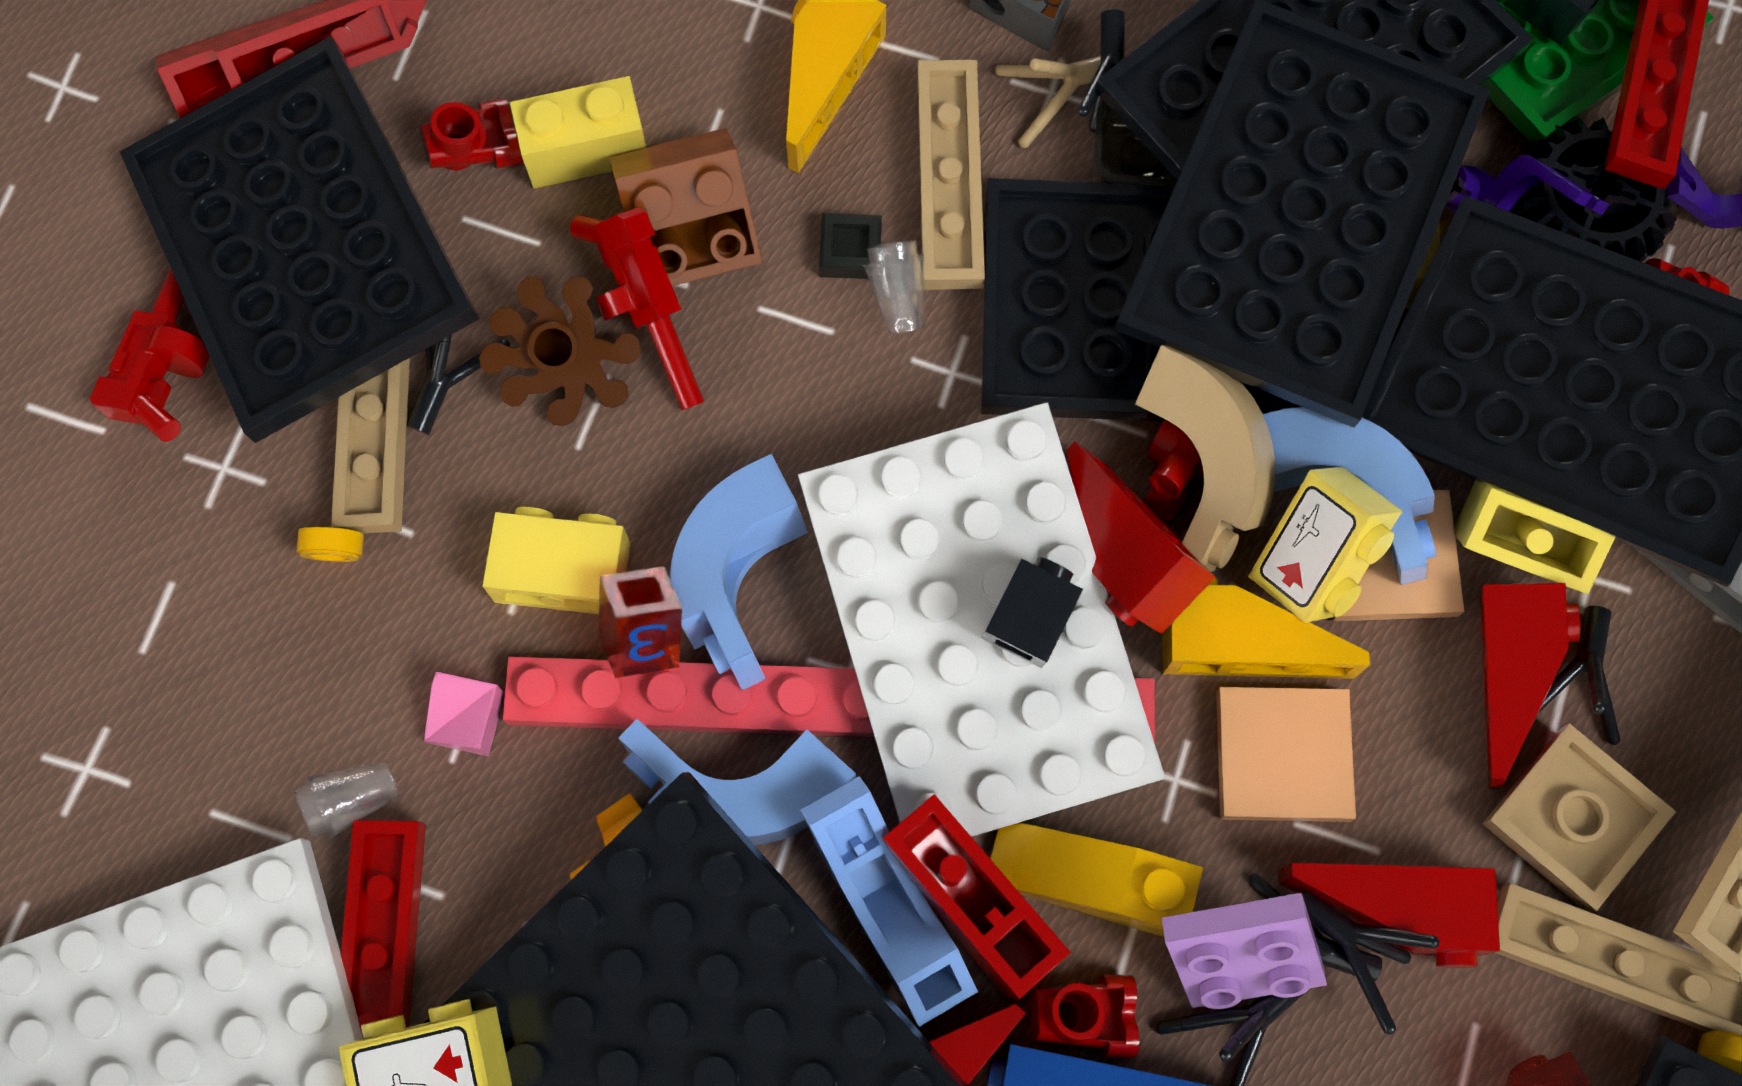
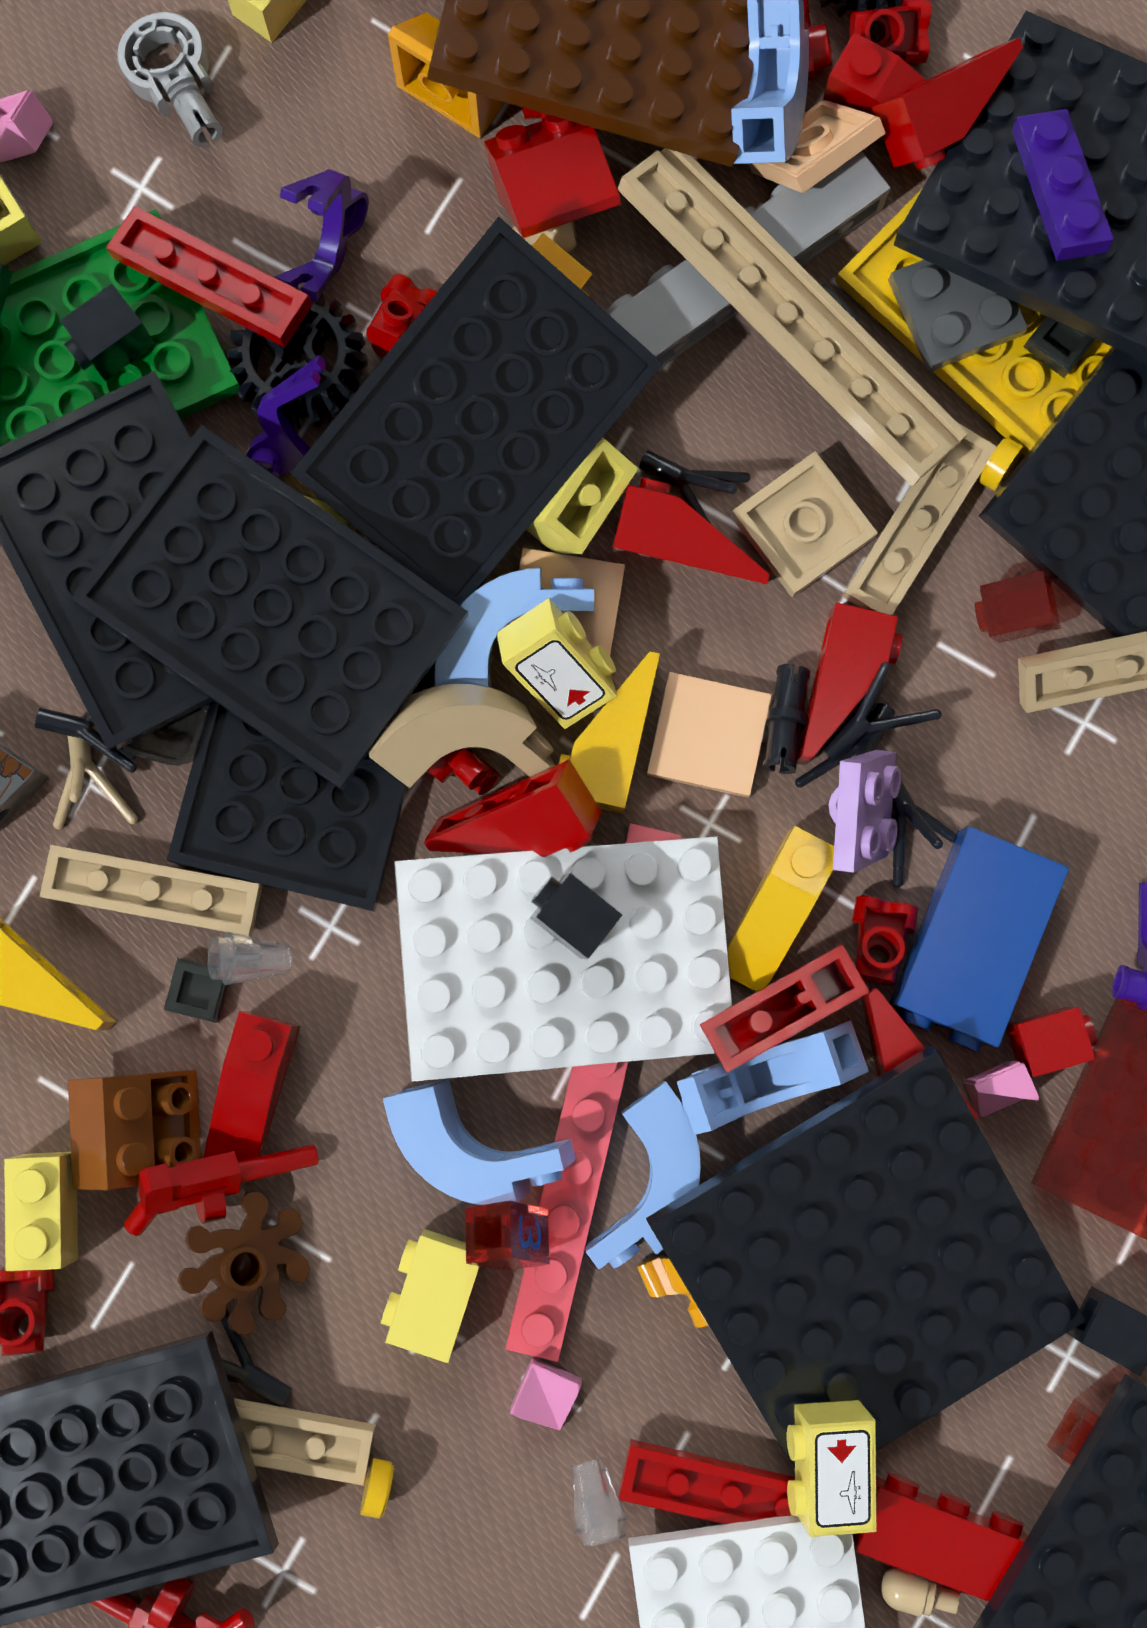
camera: 80 degrees left, 10 degrees up
(760, 317) = (250, 1085): none -> red slope
(1330, 842) = (786, 719): none -> black pin

